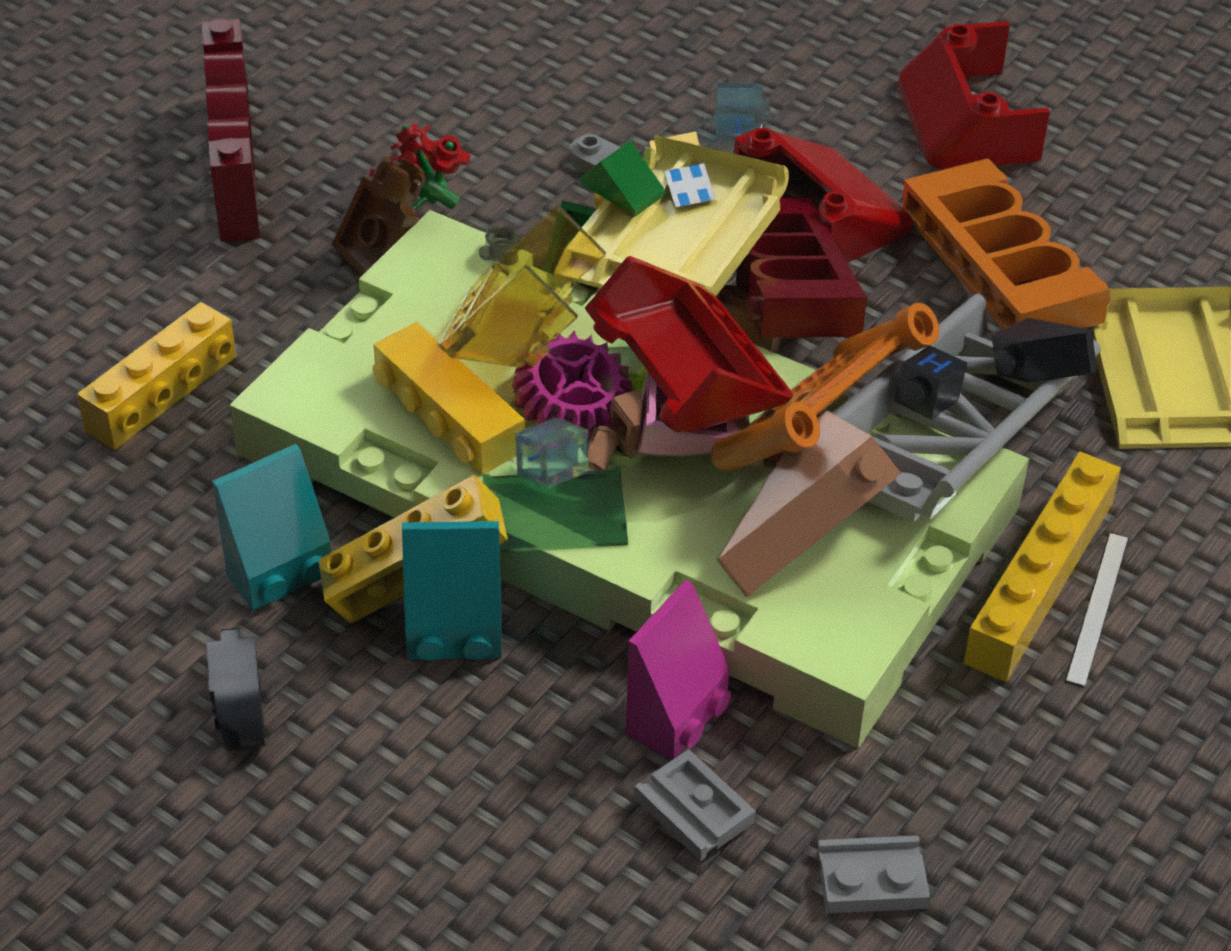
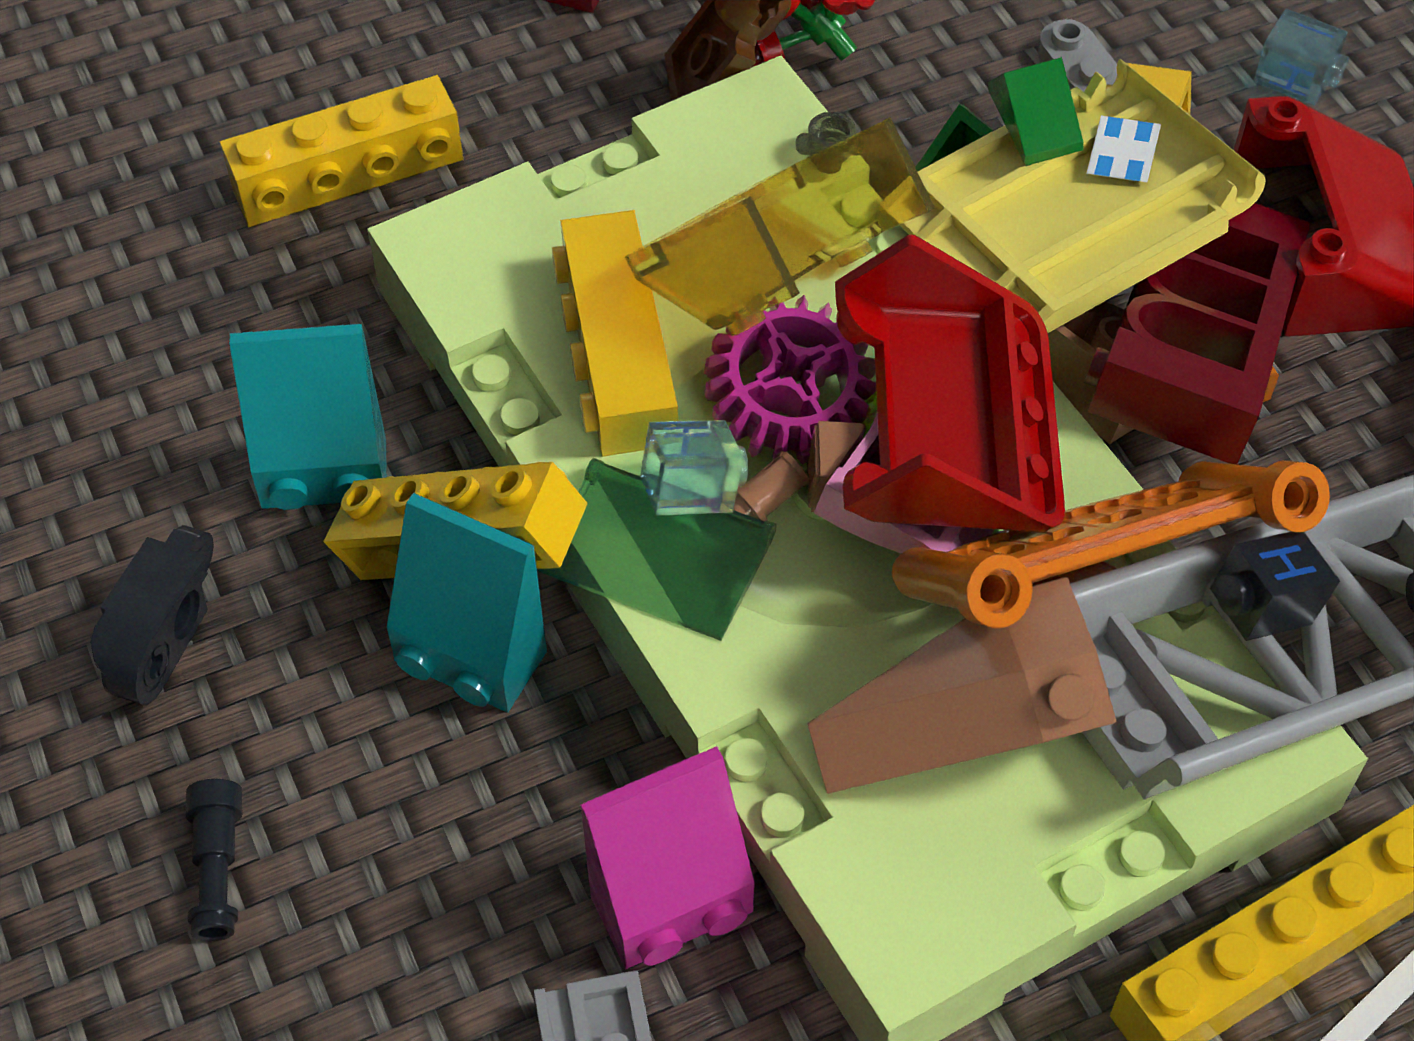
camera: 30 degrees right, 10 degrees up
(359, 783) = (213, 810): none -> black piece

